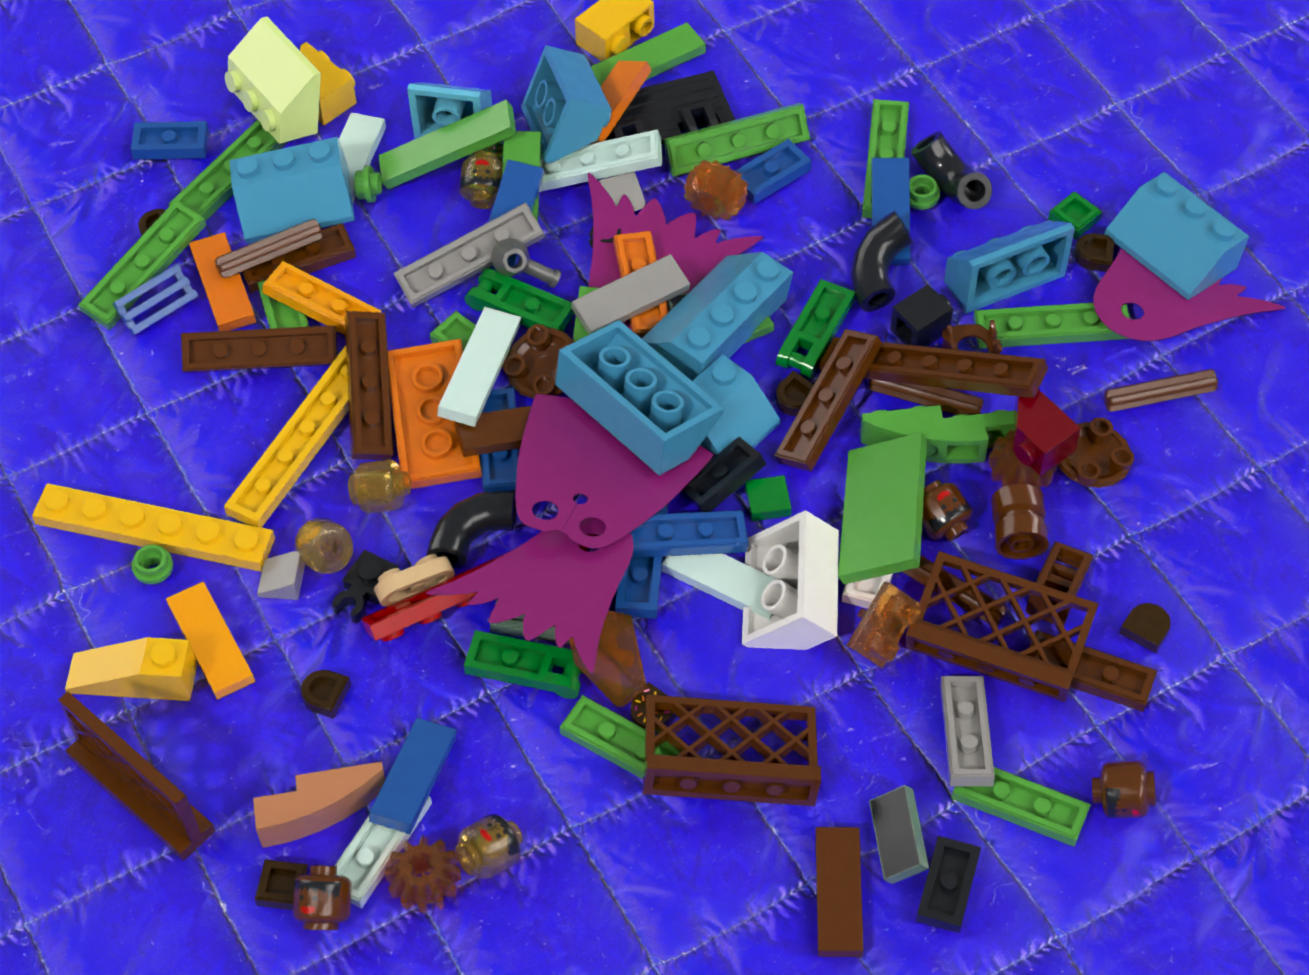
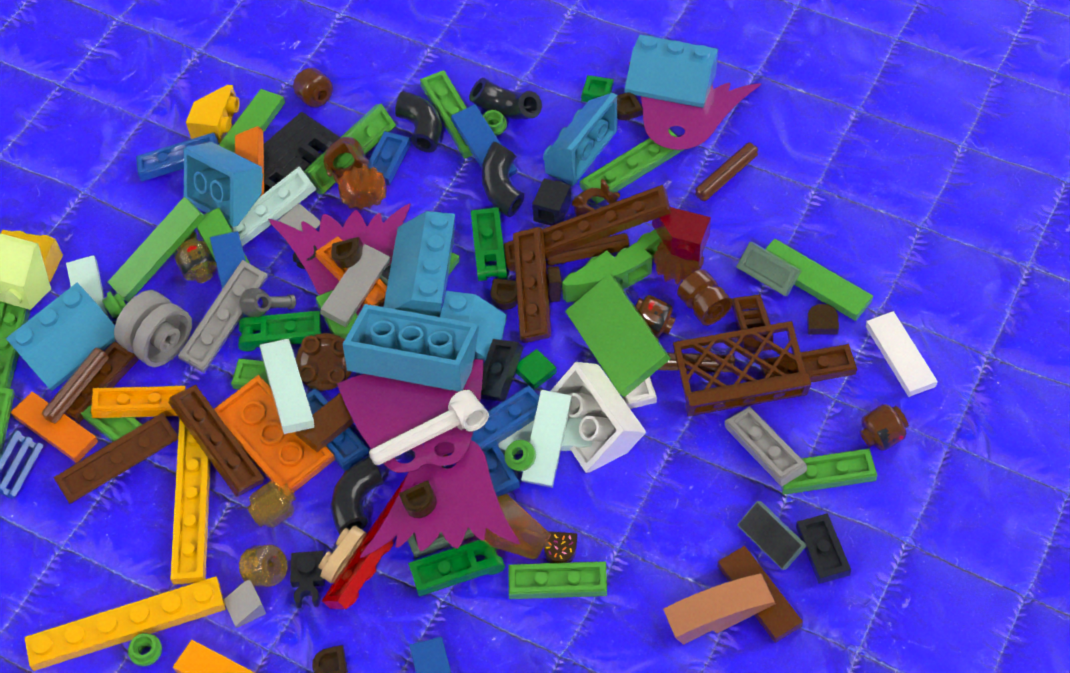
camera: 30 degrees left, 0 degrees up
(383, 228) = (153, 328): none -> light grey wheel
(440, 105) = (135, 224): medium azure slope -> none
(526, 50) = (168, 158): none -> blue tile
(526, 566) = (419, 500): none -> dark brown tile
(641, 498) = (464, 412): none -> white axle
(644, 253) = (347, 252): none -> dark brown tile
(681, 589) = (527, 459): none -> bright green plate
(720, 580) = (548, 437): none -> light aqua tile
(731, 775) = (644, 559): reddish brown fence -> none
(732, 143) = (344, 145): none -> reddish brown piece
(744, 45) = (313, 87): none -> reddish brown head
(775, 877) = (718, 607): none -> nougat slope
(844, 148) = (423, 116): none -> black cylinder
(855, 409) = (554, 283): none -> dark brown tile
(884, 624) = (669, 408): clear orange hips -> none
(1100, 456) = (725, 232): reddish brown dish -> none
(1124, 530) = (768, 268): none -> sand green tile
(1175, 574) = (824, 283): none -> bright green tile
(1215, 718) = (901, 354): none -> white tile

